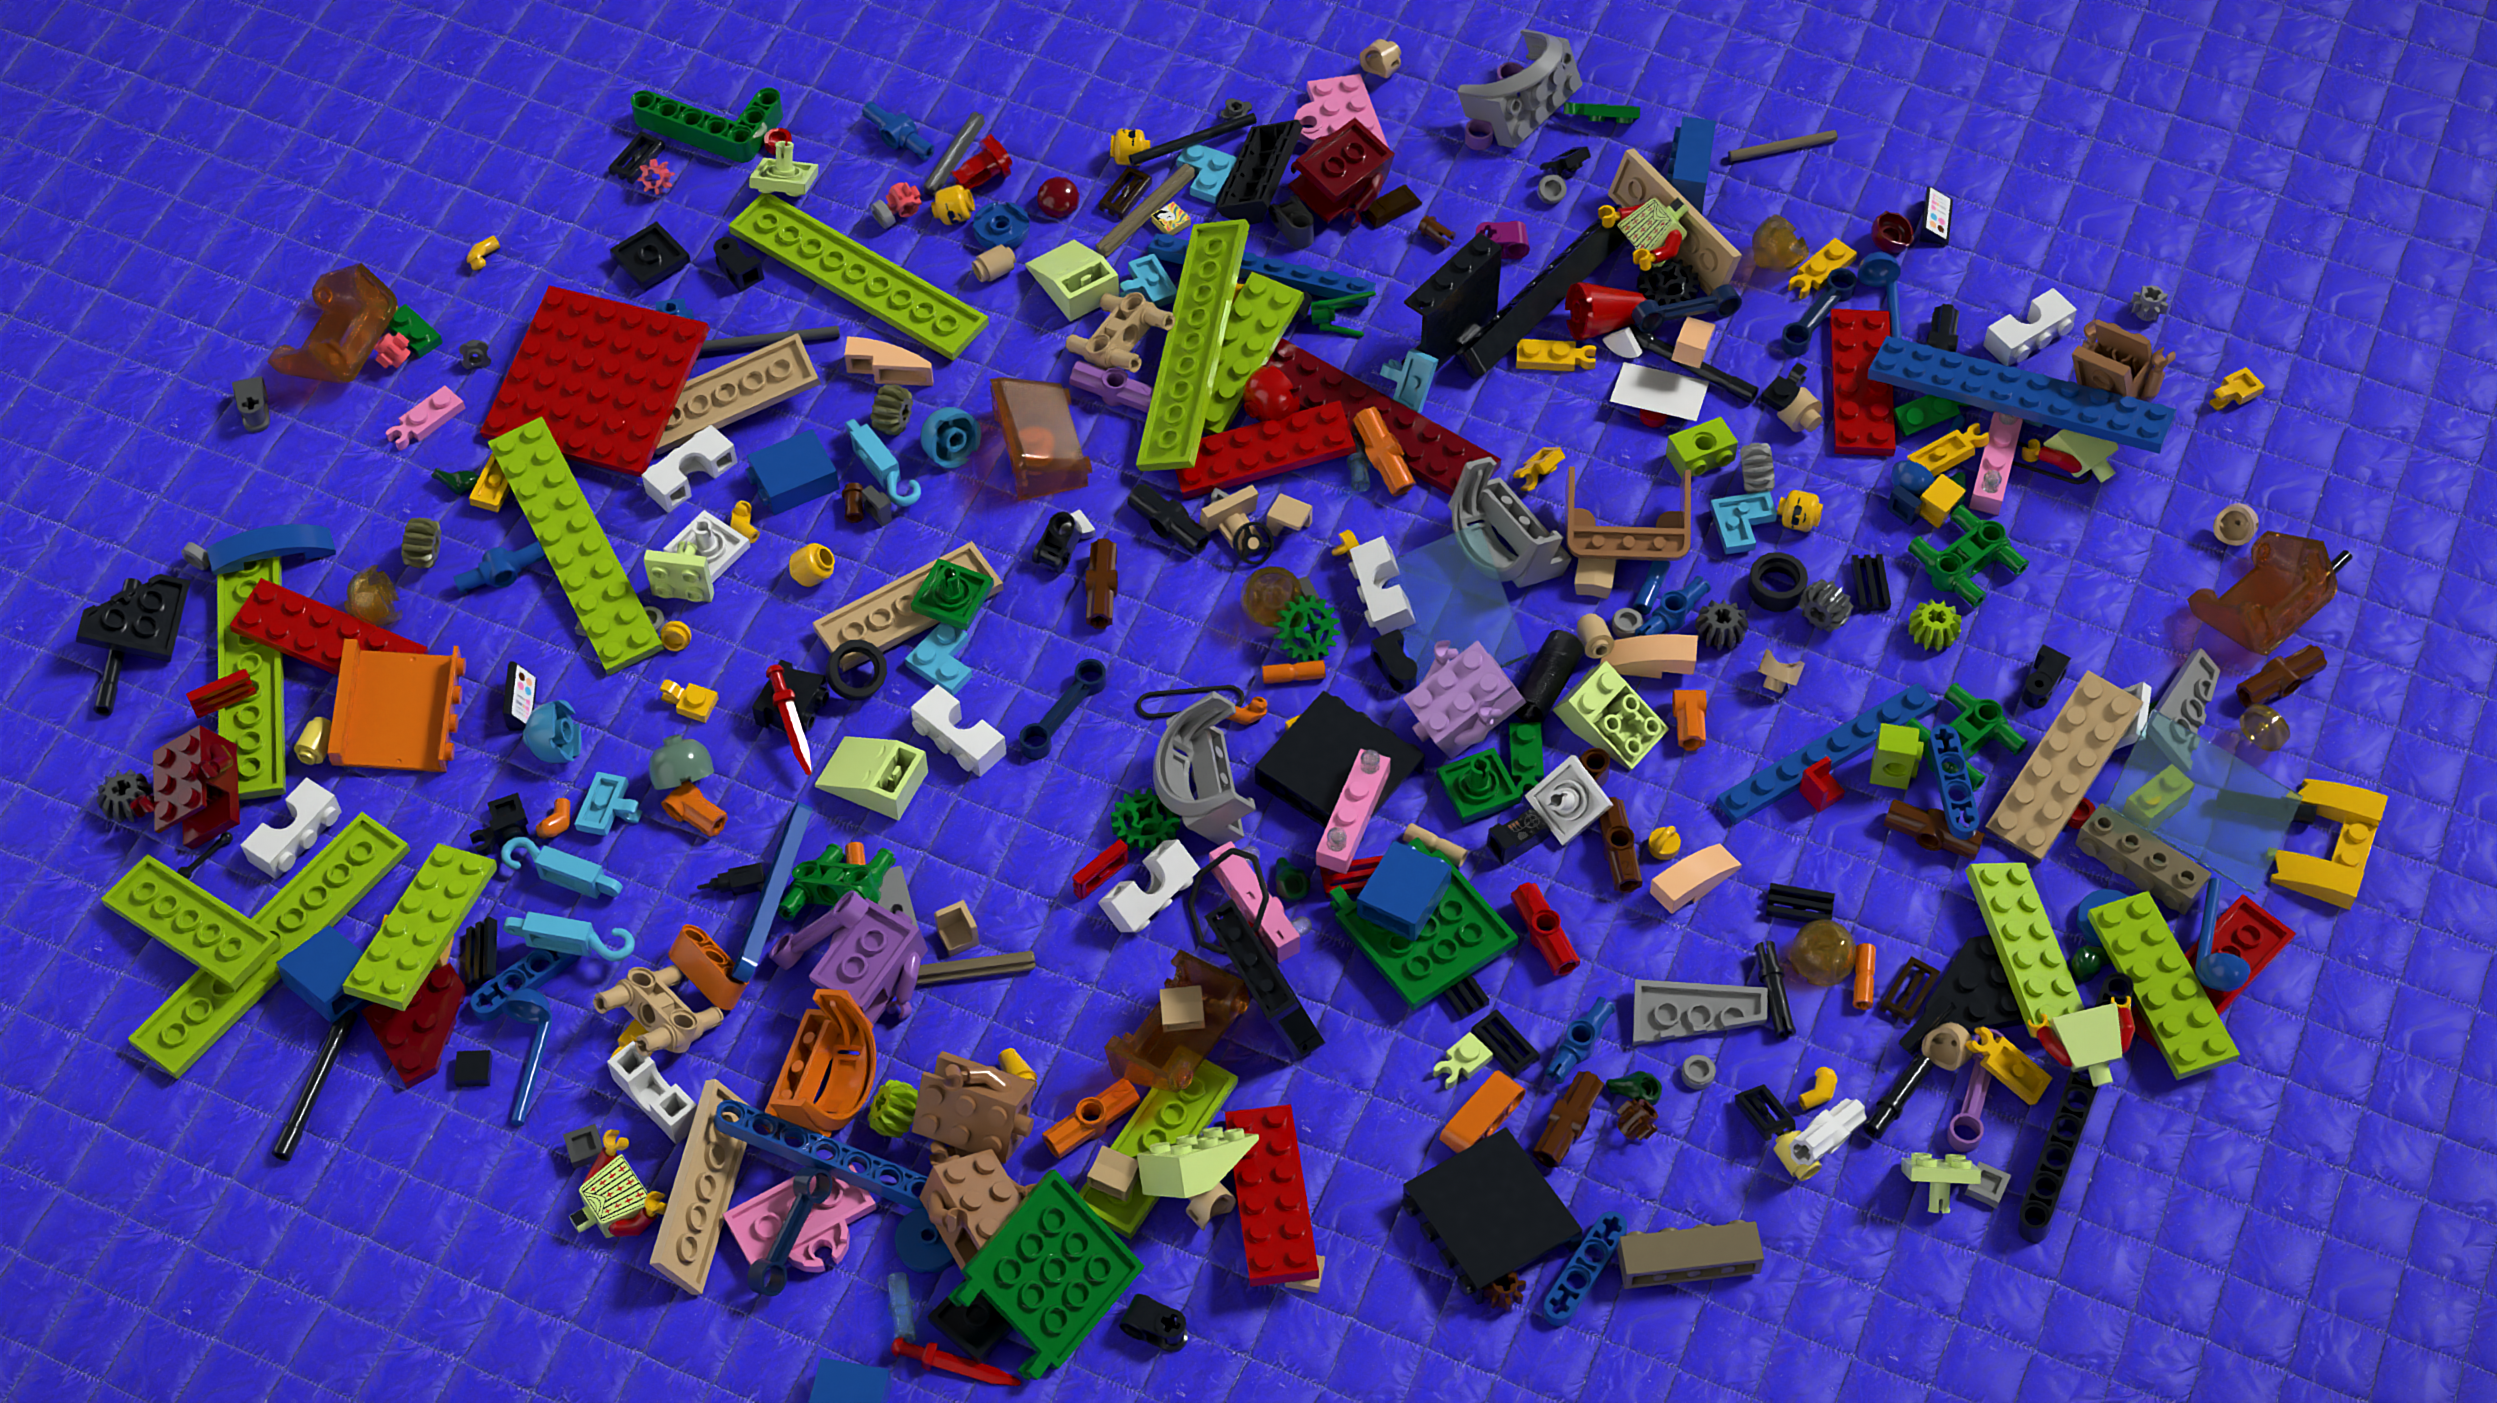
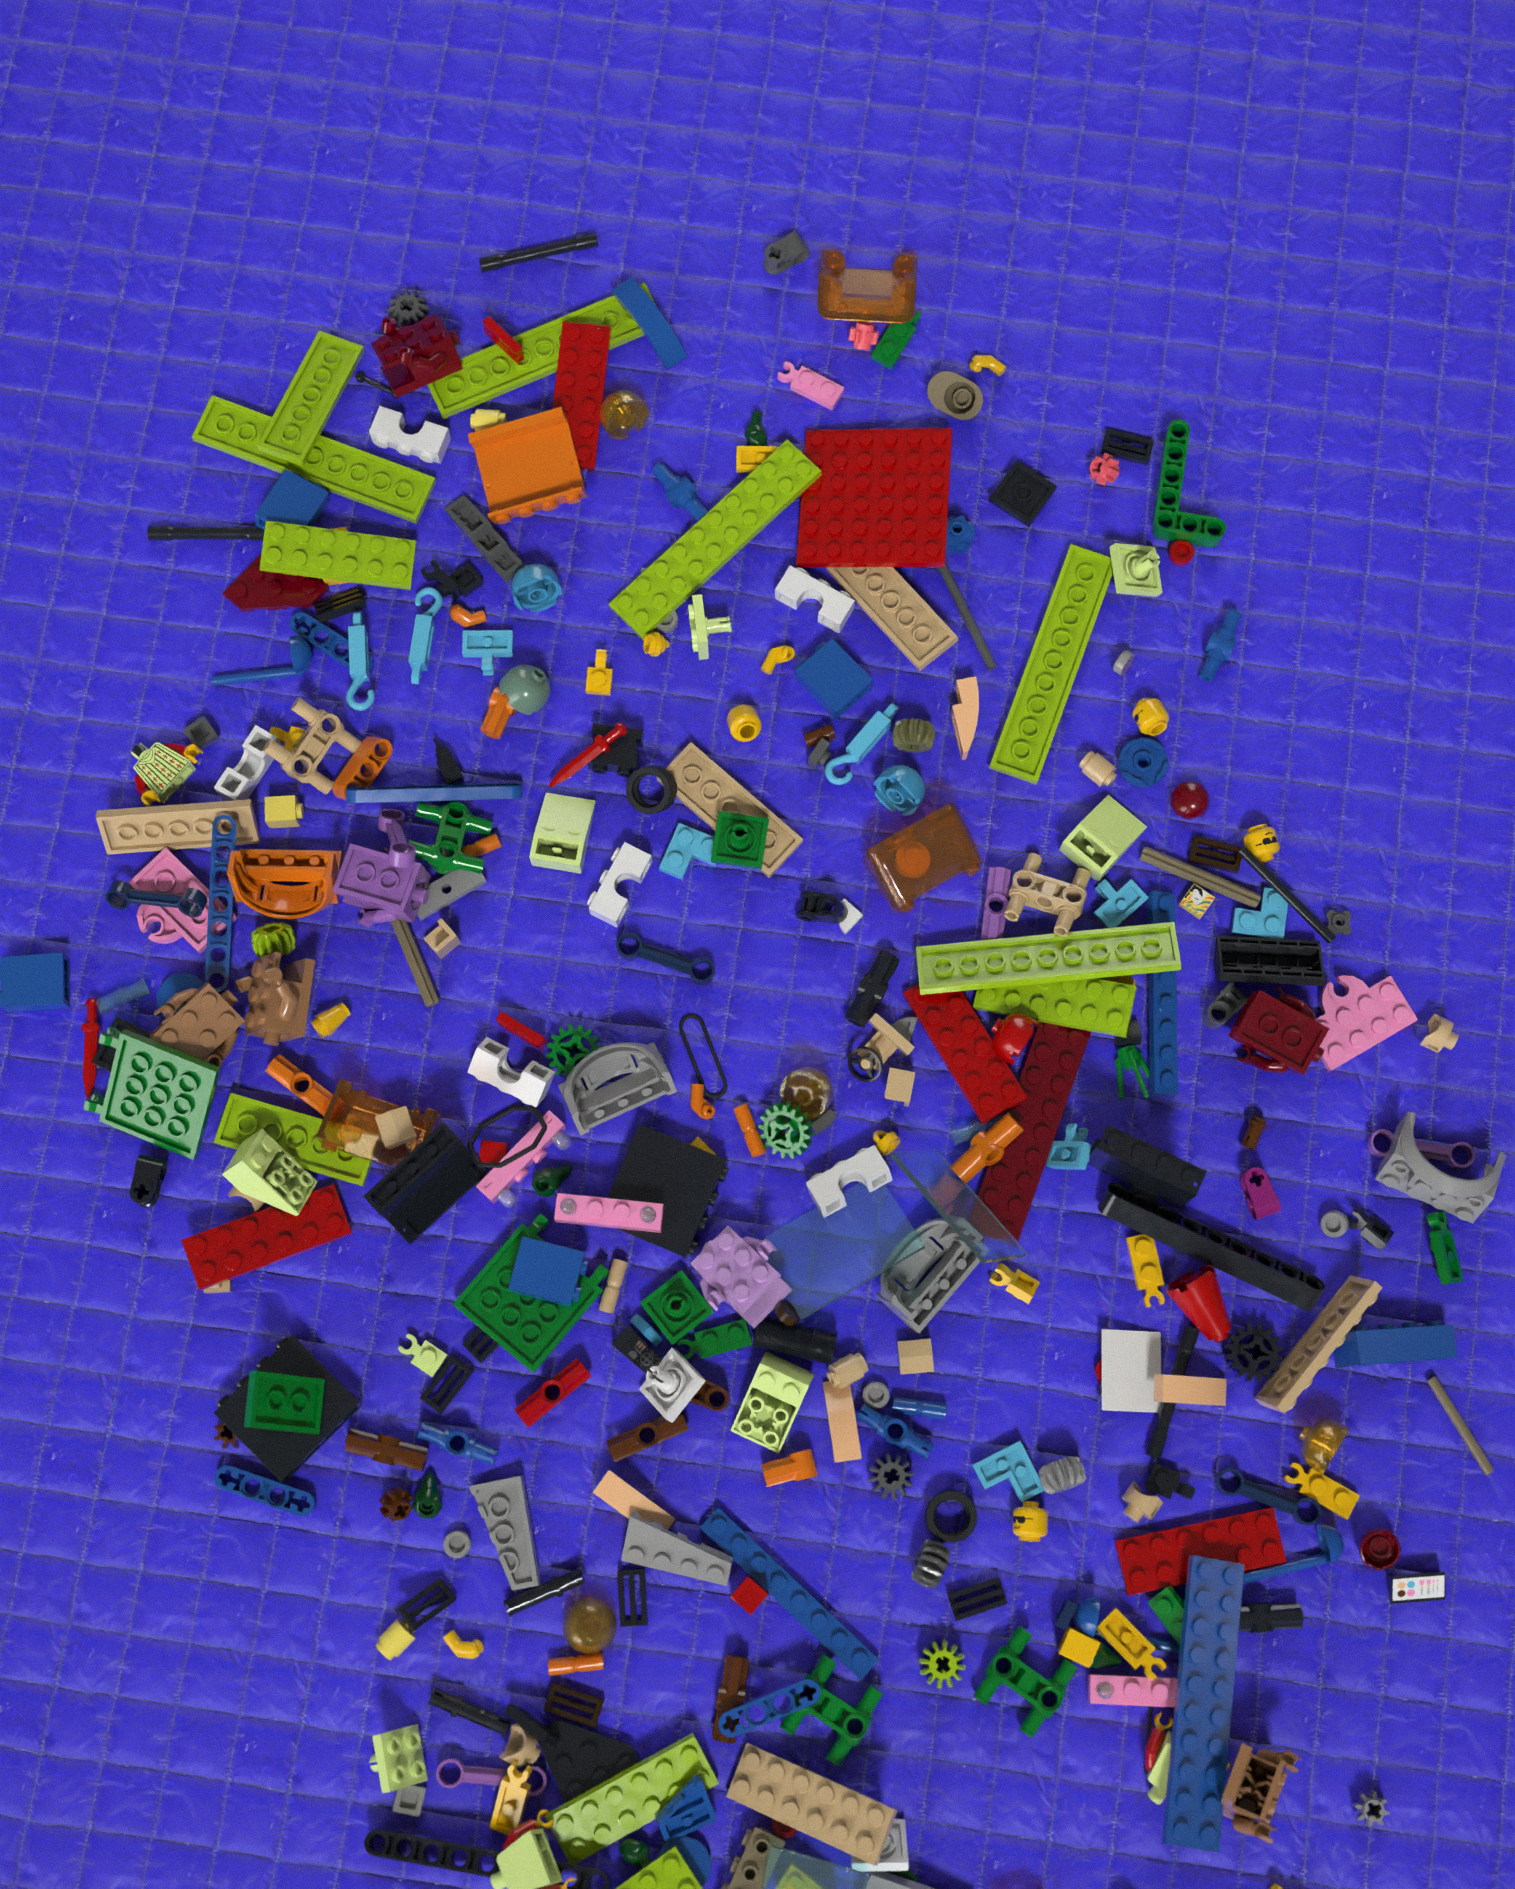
camera: 75 degrees right, 20 degrees up
(138, 619) = (559, 257): black plate -> none
(196, 556) = (630, 270): light grey tile -> none
(421, 543) = (681, 427): olive gear -> none
(460, 782) = (484, 538): none -> dark grey slope
(473, 1068) = (248, 635): black tile -> none
(475, 347) = (880, 398): dark grey plate -> none
(509, 279) = (955, 395): none -> dark tan piece
(519, 696) = (567, 550): slope -> none
(713, 540) = (746, 641): white plate -> none
(729, 1066) = (283, 811): none -> light yellow brick
(738, 268) = (1037, 558): black leg -> none
(903, 199) = (1142, 674): coral gear -> none
(954, 153) = (1212, 699): dark grey axle -> none
(984, 165) = (1198, 727): red piece -> none
(1101, 583) = (792, 953): reddish brown piece -> none
(1113, 1173) = (255, 1115): tan piece -> none
(1358, 870) = (586, 1246): red tile -> none
(1391, 206) = (1274, 1088): dark brown tile -> none
(1393, 663) = (778, 1209): black leg -> none
(1445, 469) = (958, 1205): none -> clear light blue piece
(1483, 1112) = (375, 1381): orange beam -> none
(1490, 1188) = (284, 1402): none -> green plate
(1494, 817) = (646, 1329): none -> dark azure tile
(1518, 666) = (786, 1313): none -> dark brown tile
(1623, 343) = (1175, 1327): white tile -> none
(1650, 229) = (1293, 1325): torso -> none
(1651, 316) = (1207, 1348): dark blue piece -> none
(1664, 543) = (949, 1376): medium nougat windscreen -> none
(1664, 843) = (663, 1472): yellow tile -> none
(1690, 1254) = (287, 1570): dark tan brick -> none
(1702, 447) = (1090, 1429): lime brick -> none
(1752, 856) = (660, 1549): none -> light grey wing
(1779, 673) = (853, 1536): tan piece -> none
(1827, 1132) = (412, 1659): white piece -> none
(1895, 756) = (786, 1653): lime brick -> none
(2014, 341) = (1324, 1716): white arch -> none
(2042, 684) = (912, 1773): black leg -> none
(2051, 894) = (686, 1811): none -> blue wing

